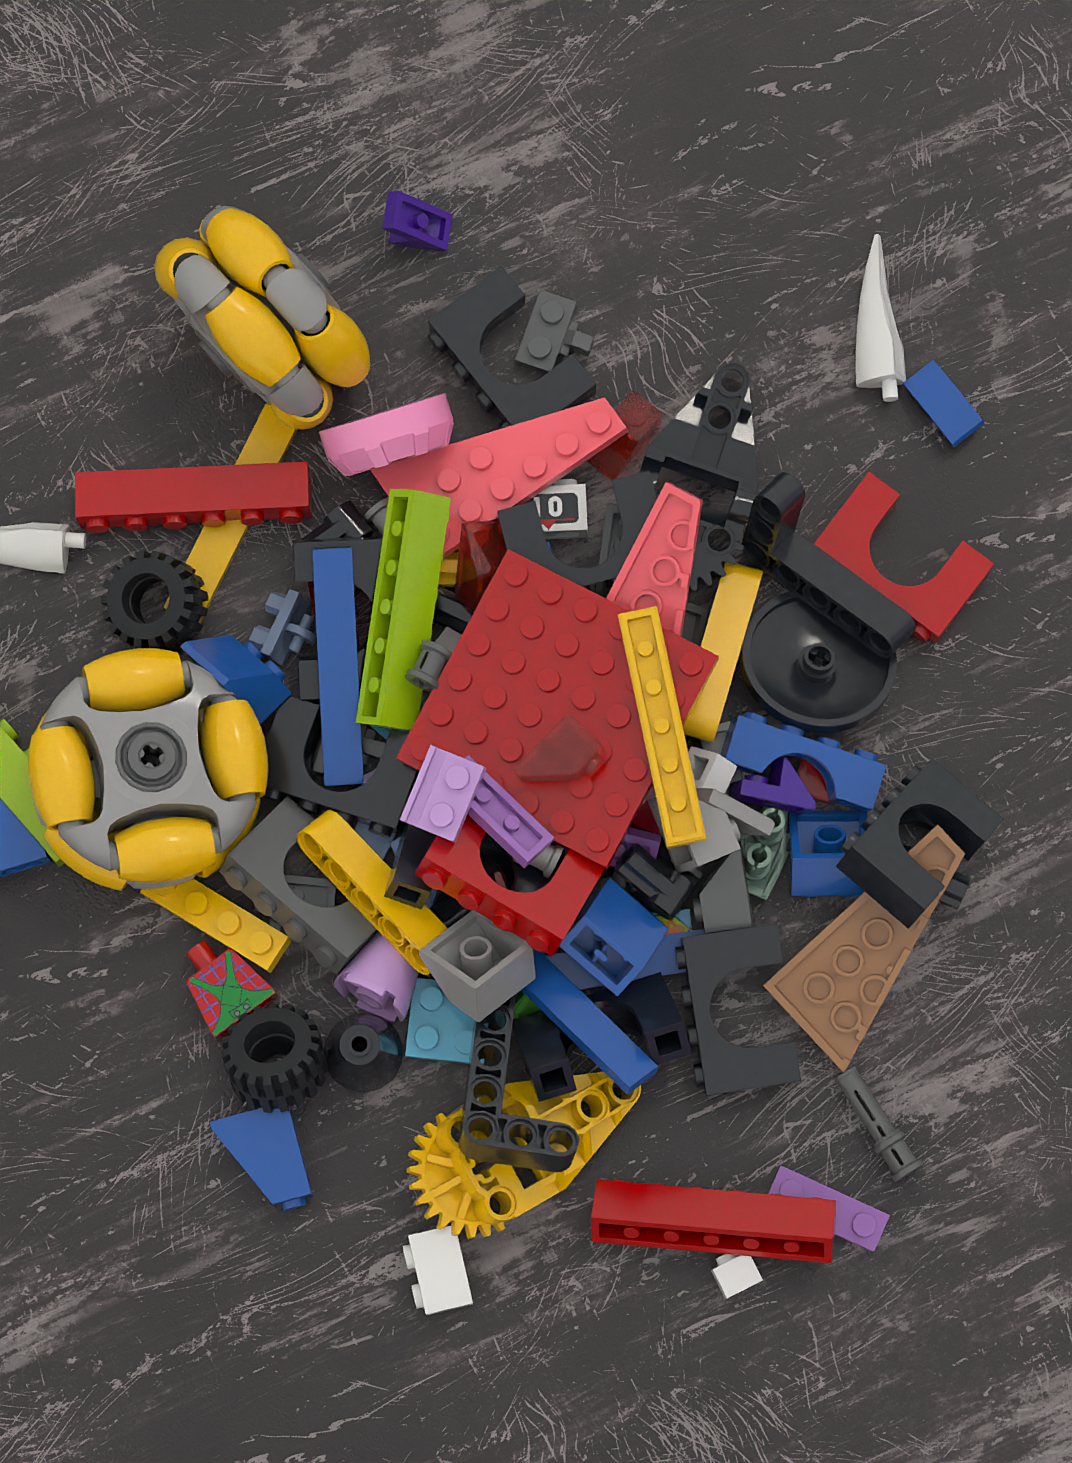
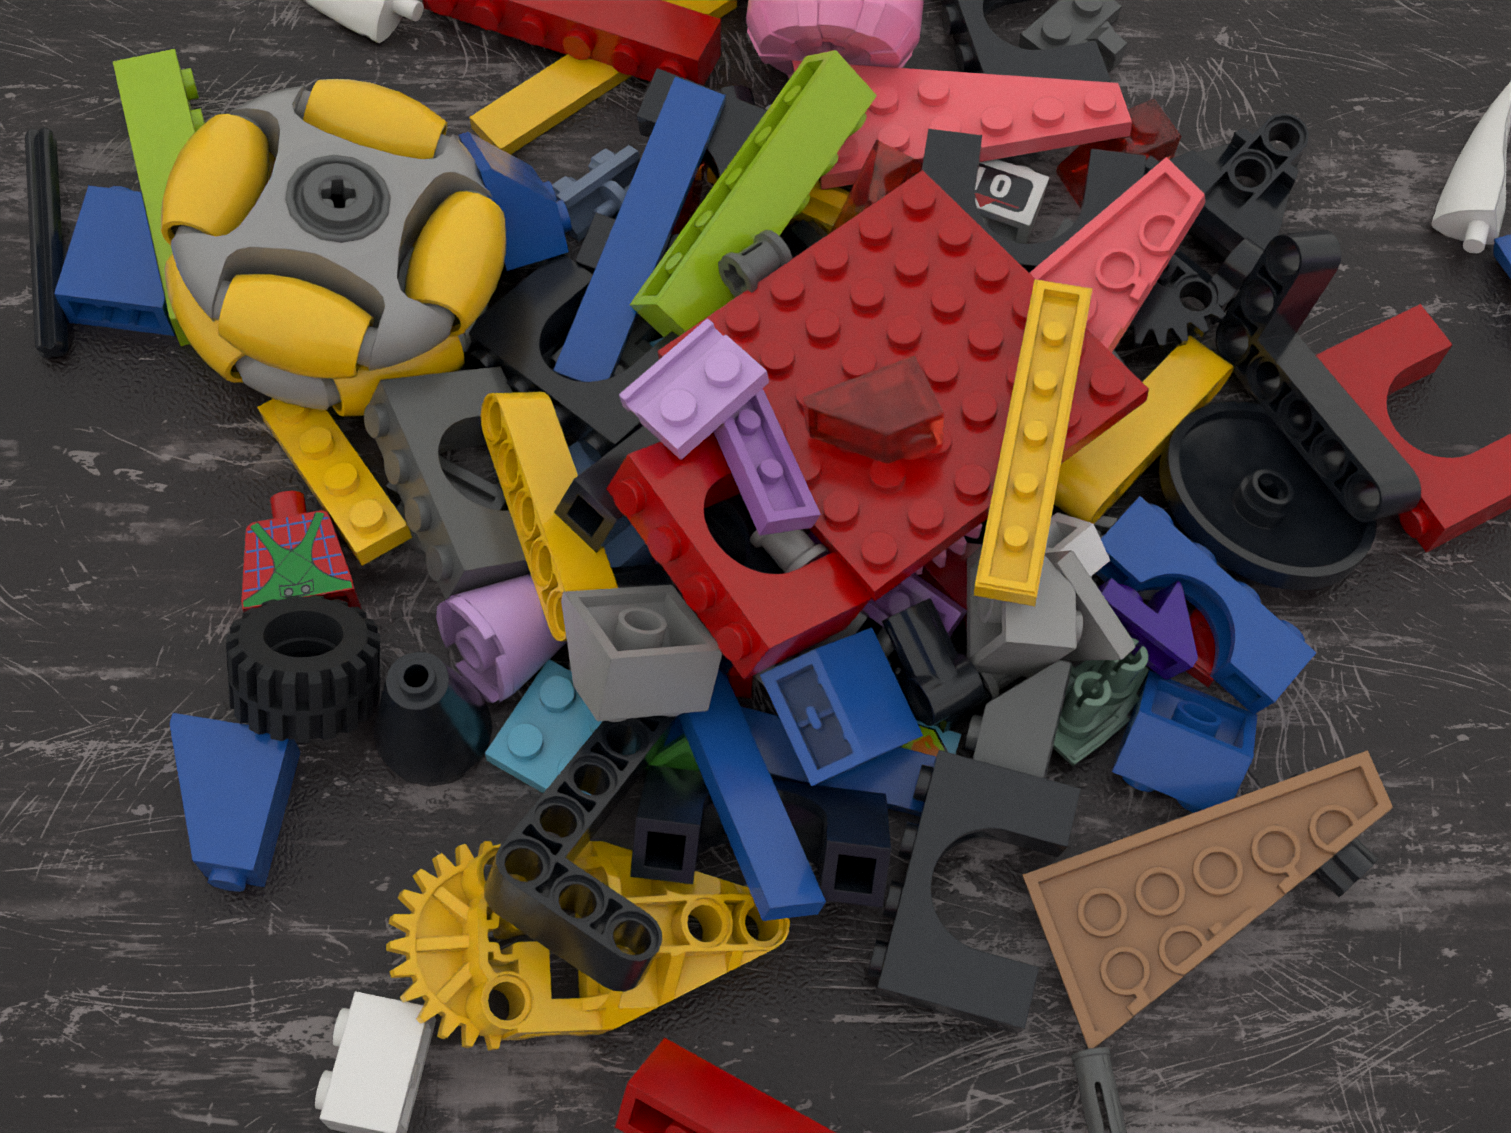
camera: 20 degrees right, 15 degrees down
(128, 588) = (467, 81): black tyre -> none
(878, 858) = (1275, 779): black arch -> none

